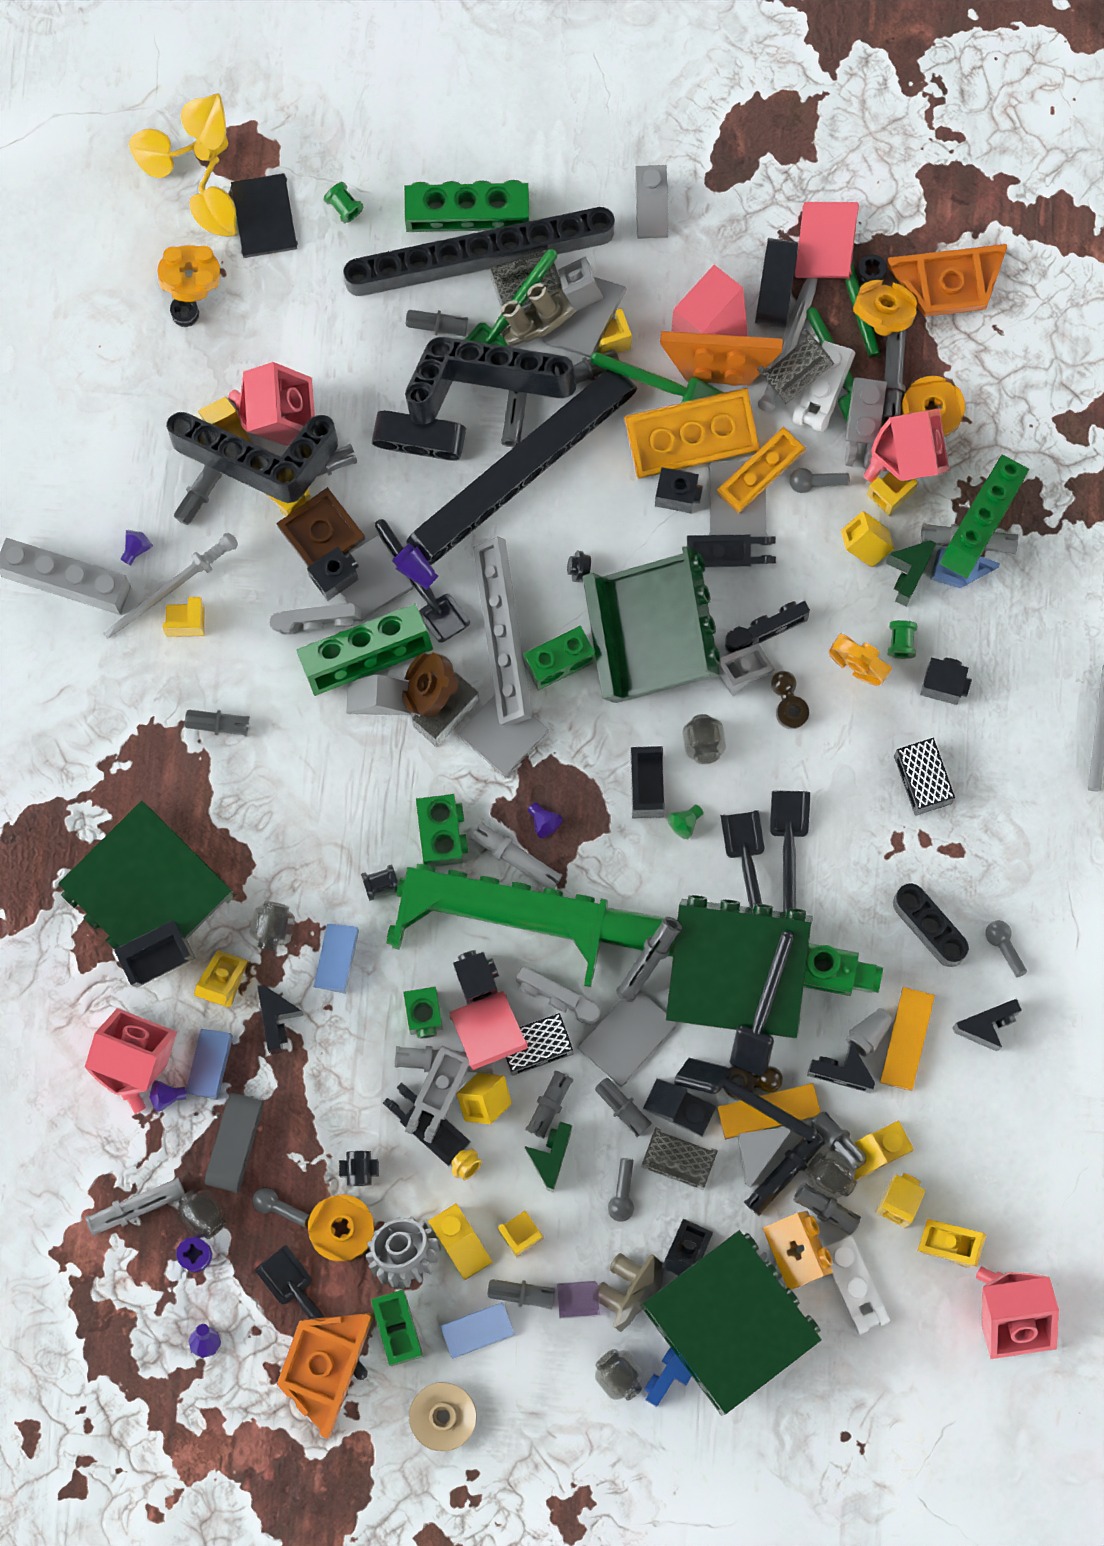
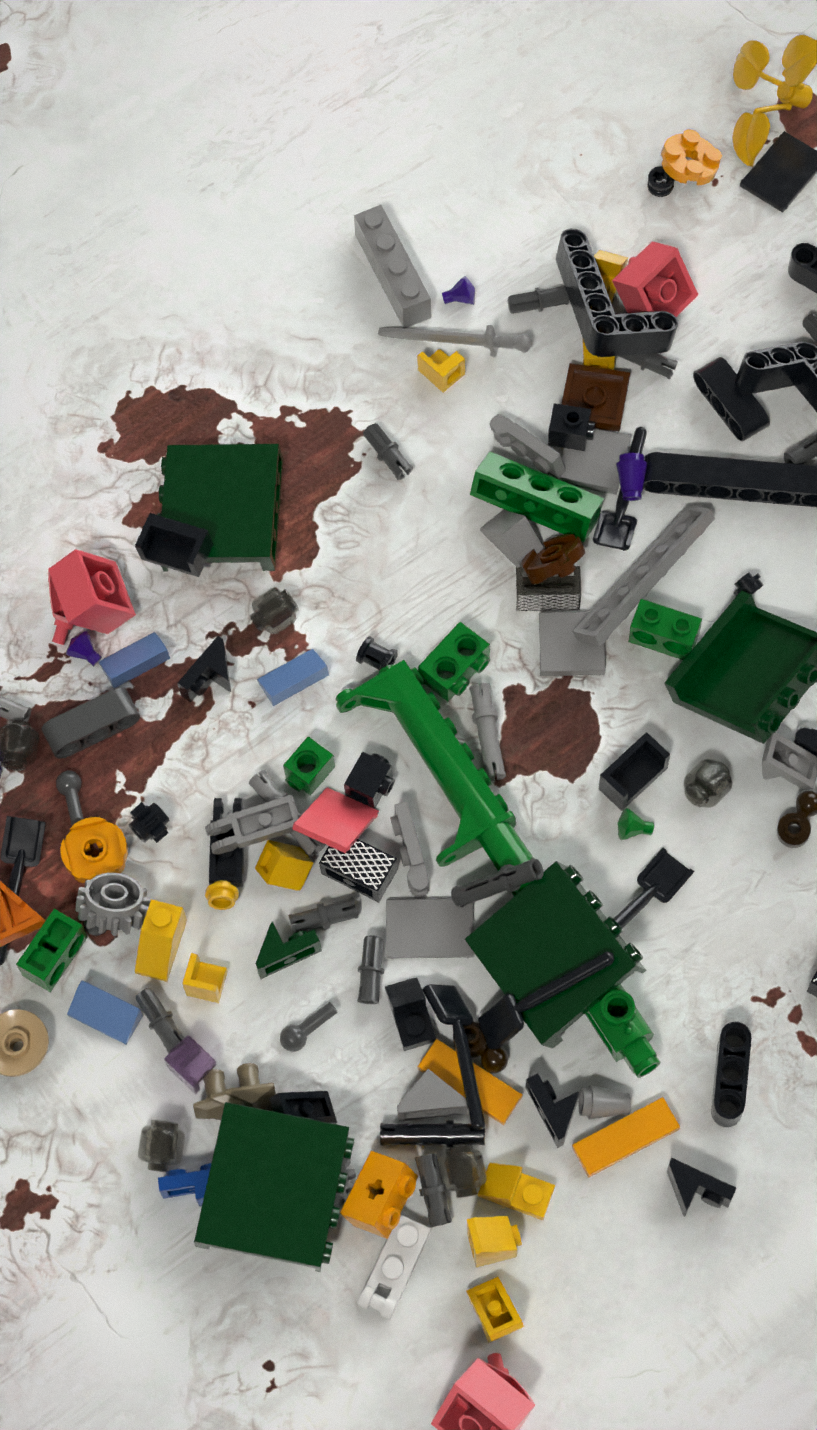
camera: 50 degrees right, 10 degrees down
(221, 979) = (201, 612): yellow slope -> none
(545, 822) = (533, 729): dark purple rock -> none
(679, 1159) = (368, 1045): clear smoke panel -> none
(789, 819) = (709, 899): black piece -> none
(838, 1140) = (495, 1150): dark grey axle -> none
(999, 934) = (777, 1137): dark grey bar -> none

